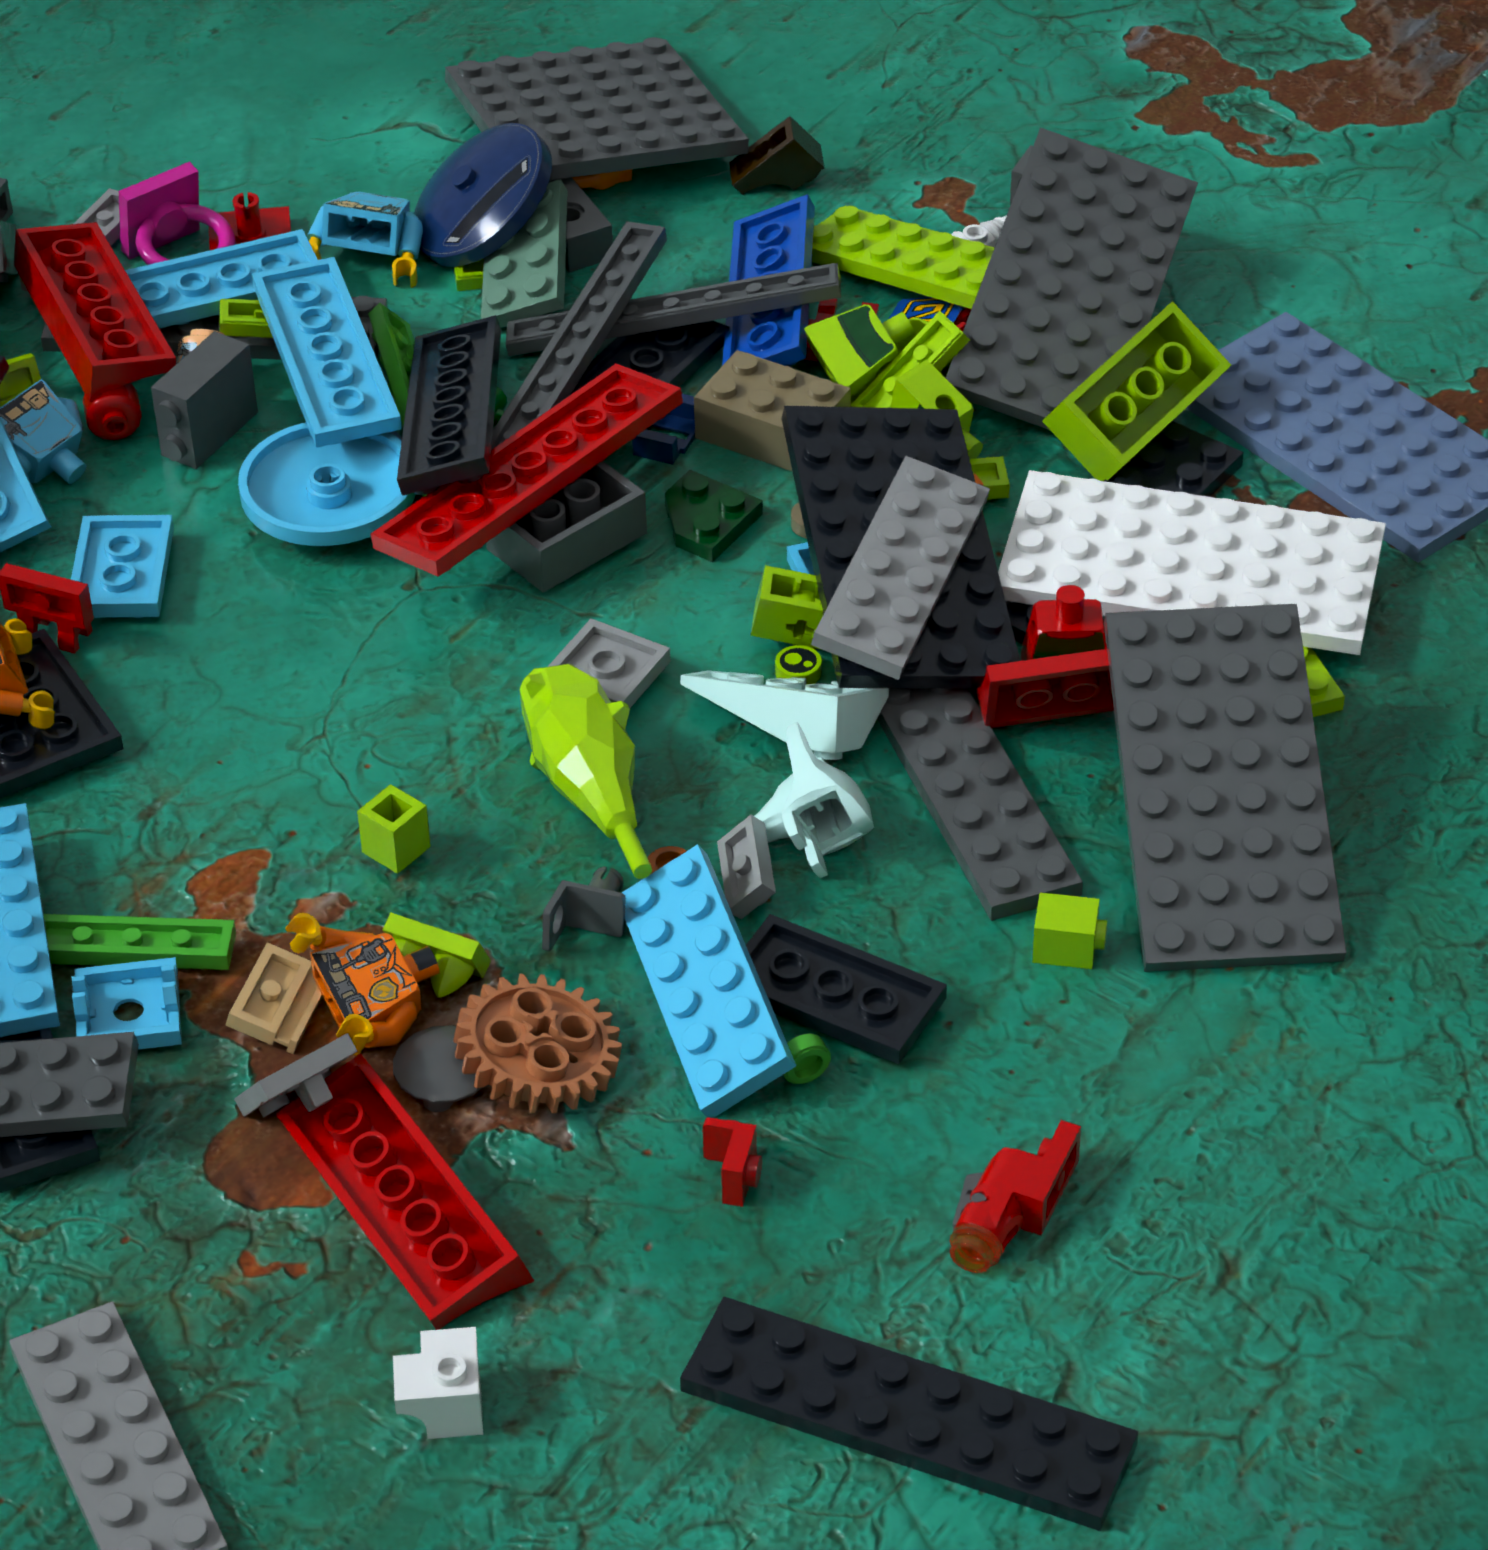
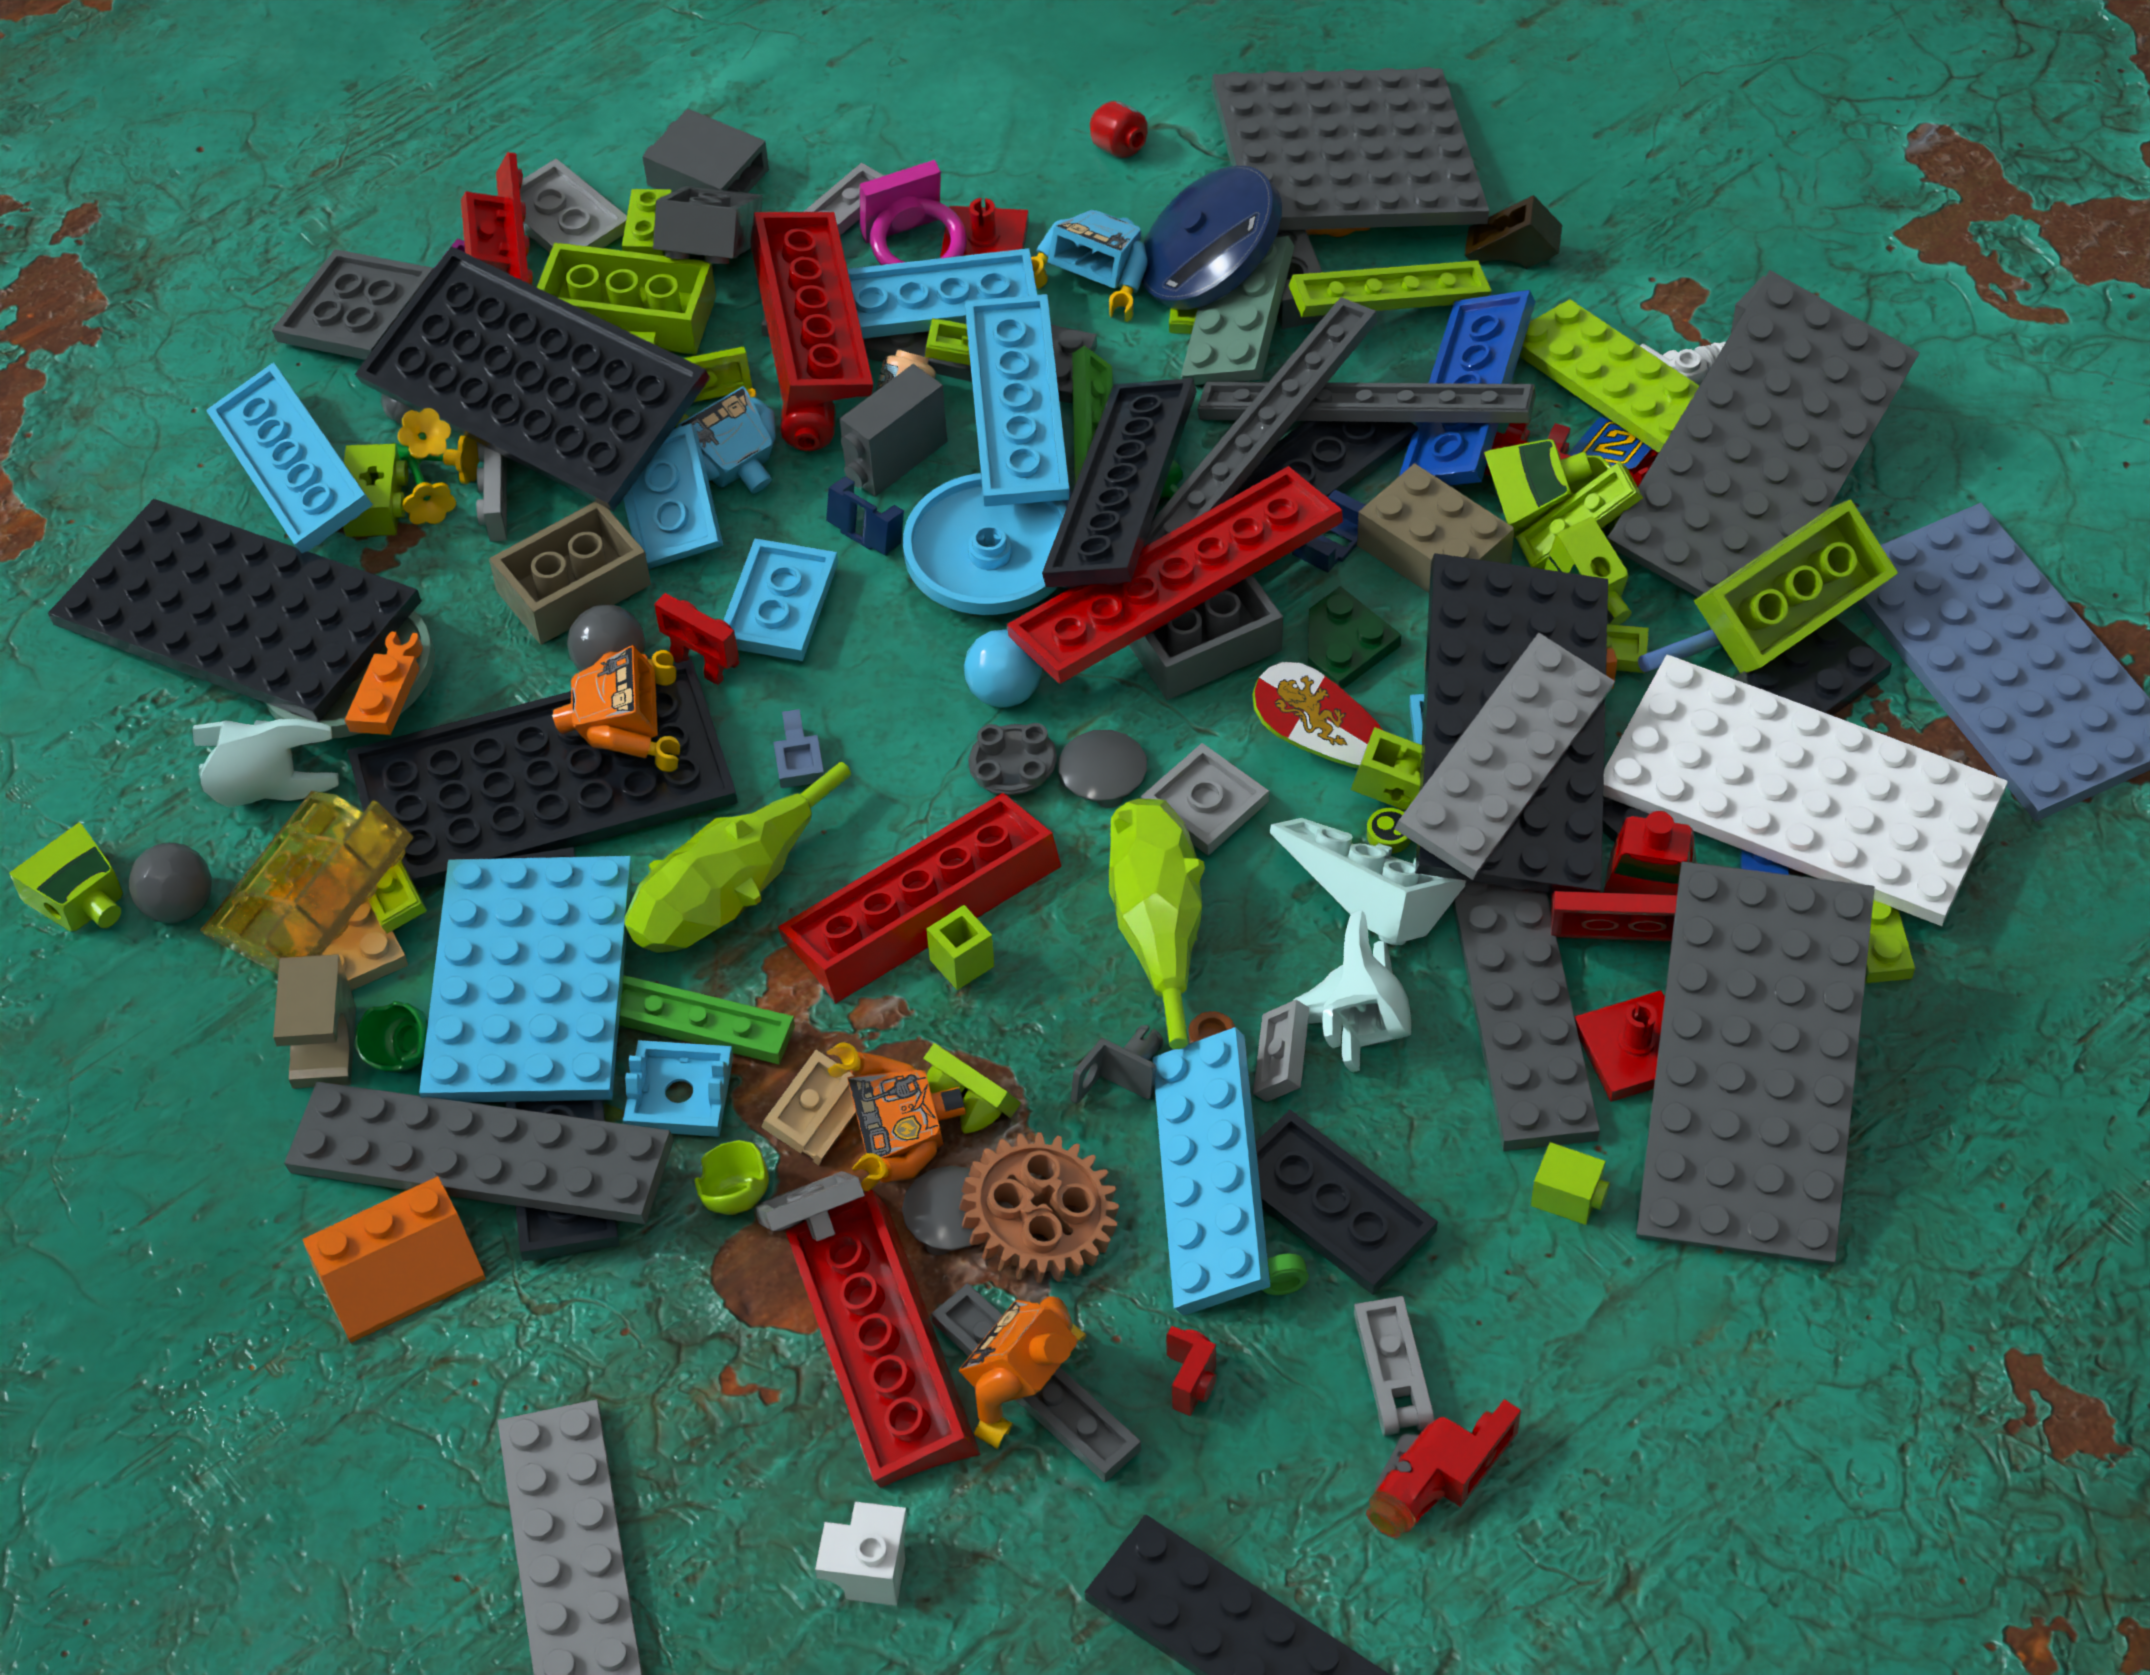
camera: 15 degrees right, 10 degrees up
(124, 802) = (721, 870): none -> lime piece
(176, 696) = (797, 756): none -> sand blue plate
(208, 1073) = (732, 1178): none -> lime hair
(211, 488) = (880, 530): none -> dark blue piece
(314, 812) = (887, 911): none -> red arch
(362, 127) = (1118, 129): none -> red head
(370, 586) = (1000, 670): none -> medium azure piece
(399, 663) = (1012, 758): none -> dark grey dish
(493, 658) = (1102, 766): none -> dark grey dish
(554, 1171) = (1018, 1360): none -> orange torso
(577, 1200) = (1060, 1405): none -> dark grey plate
(676, 213) = (1390, 287): none -> lime plate
(695, 574) = (1312, 713): none -> shield
(938, 1118) = (1393, 1364): none -> light grey plate
(1048, 464) = (1679, 650): none -> medium blue bar
(1086, 806) = (1624, 1043): none -> red tile

